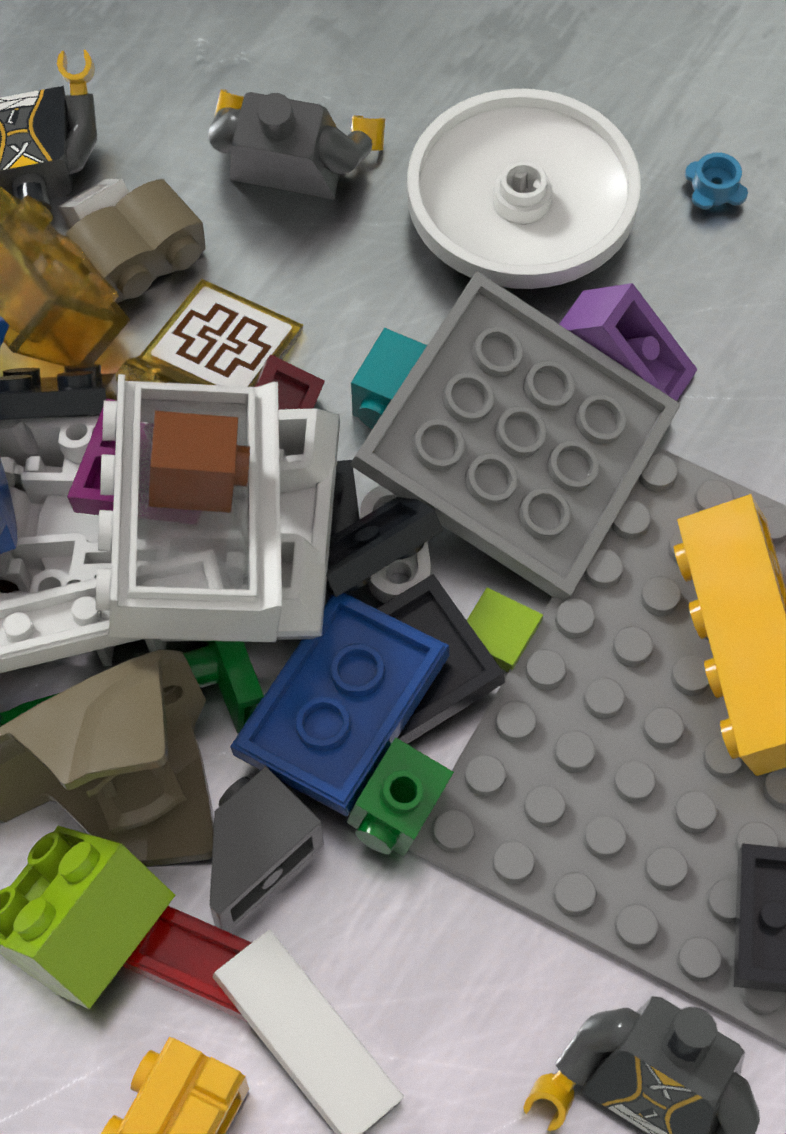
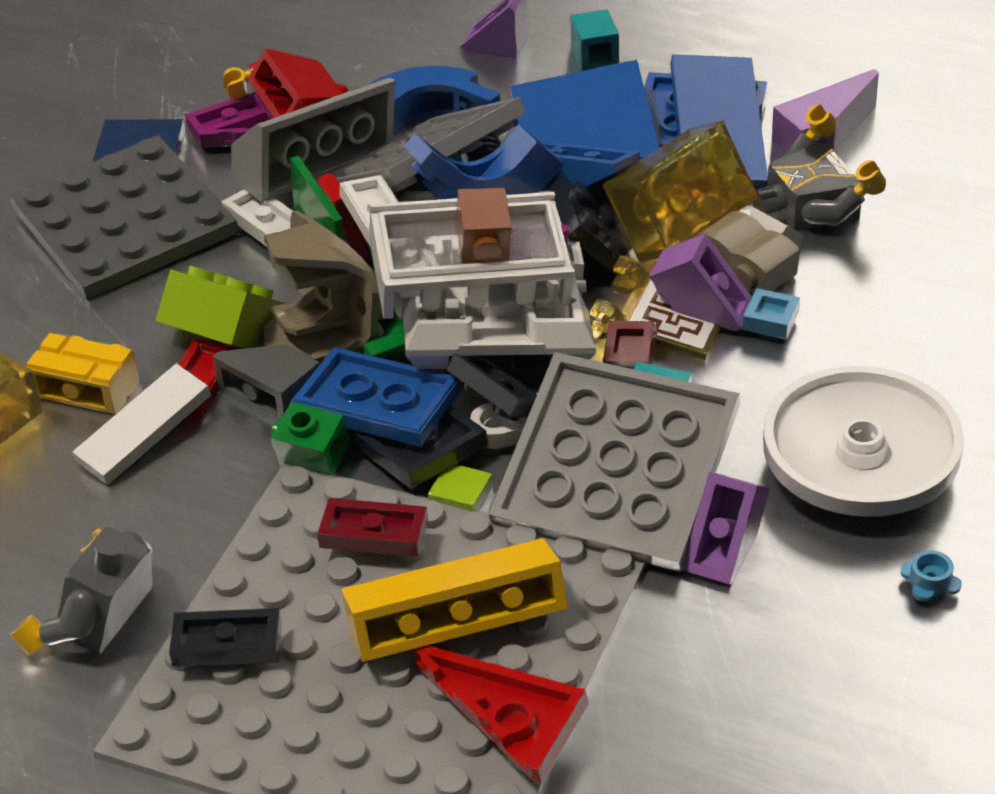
camera: 85 degrees right, 20 degrees down
(202, 295) = (701, 283): none -> medium lavender slope
(254, 239) = (771, 313): none -> dark azure plate
(290, 142) = (854, 307): dark grey torso -> none
(594, 725) = (373, 527): none -> dark red plate

